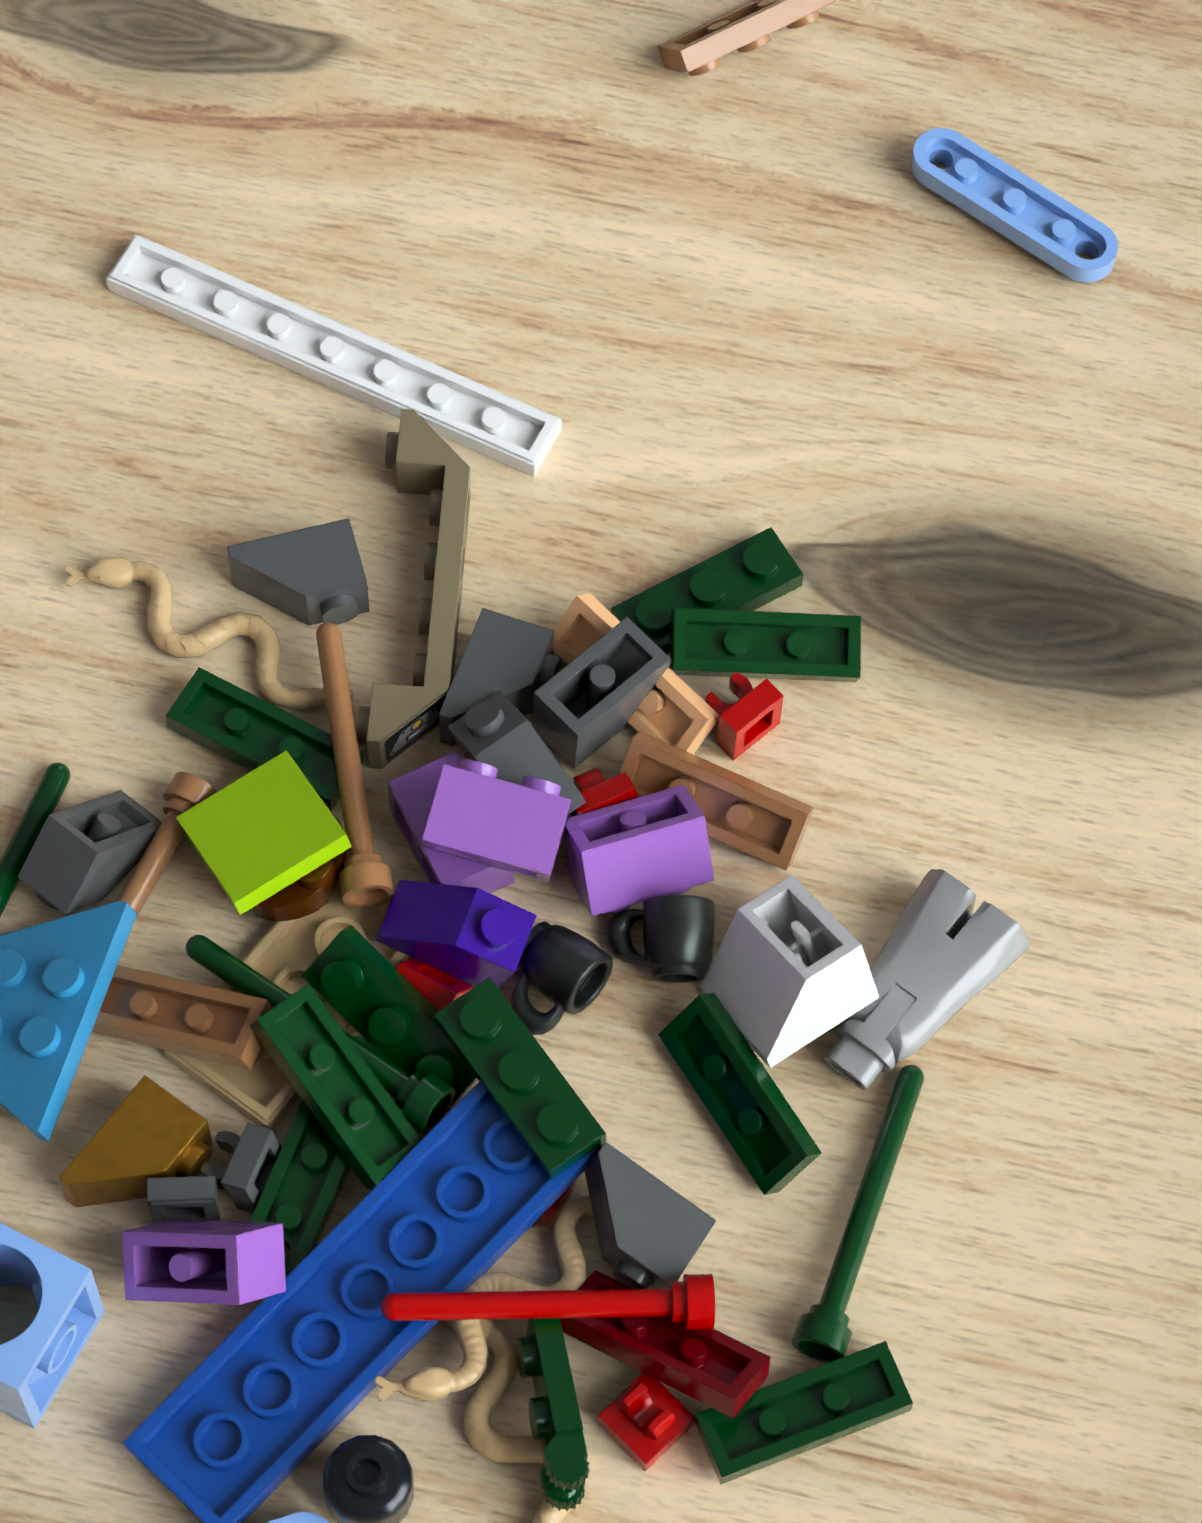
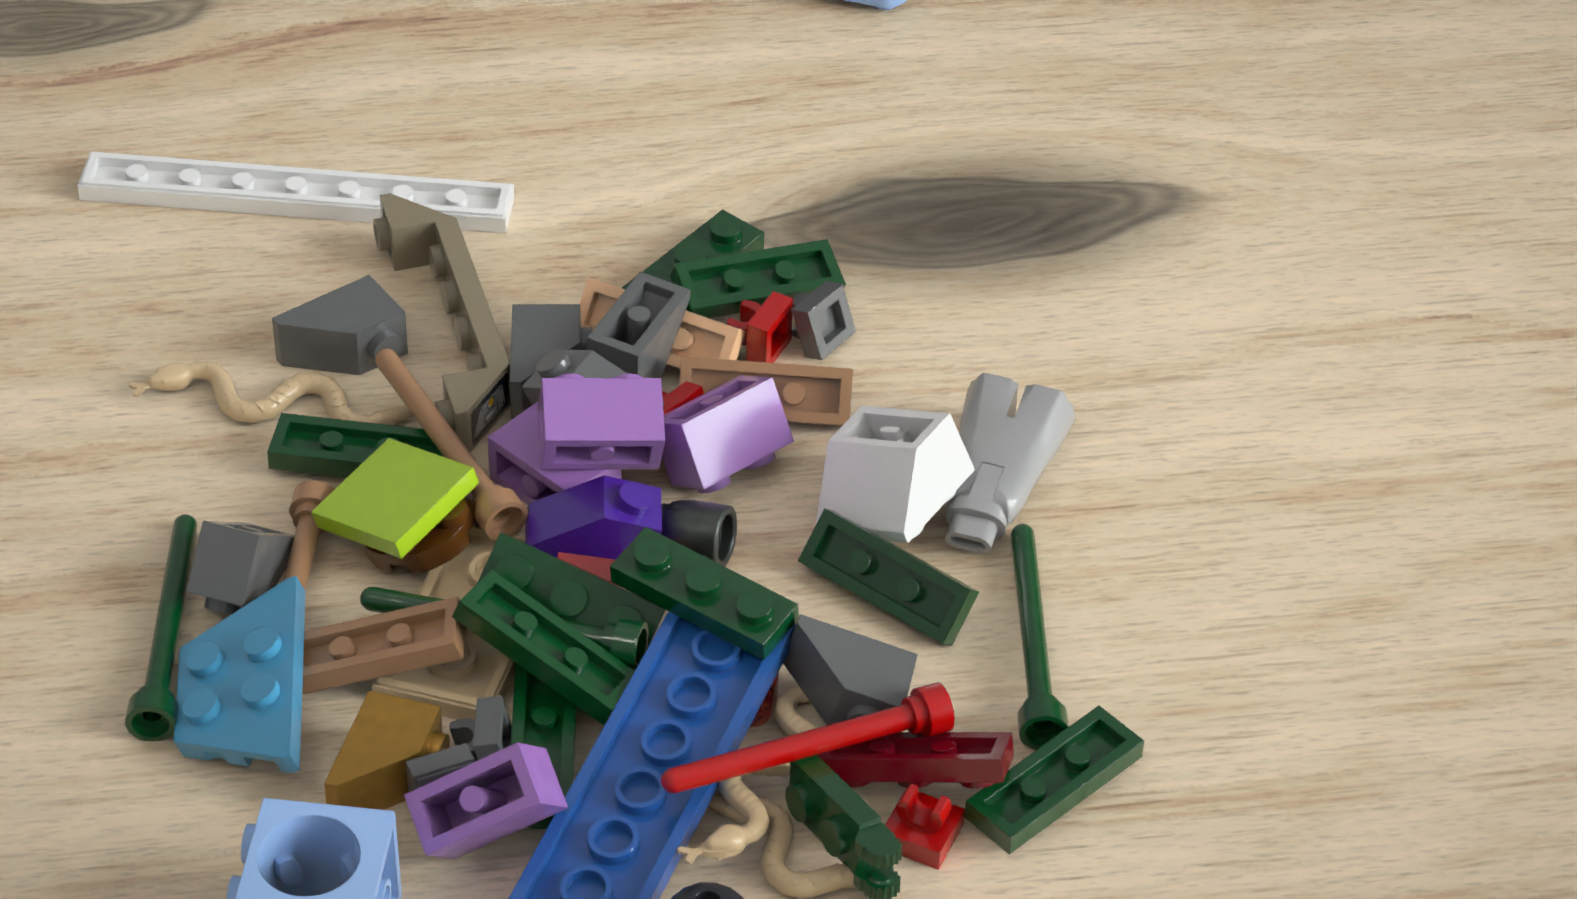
camera: 20 degrees left, 20 degrees down
(675, 937) = (780, 486): pearl dark grey piece -> none
(812, 720) = (822, 319): none -> dark grey tile

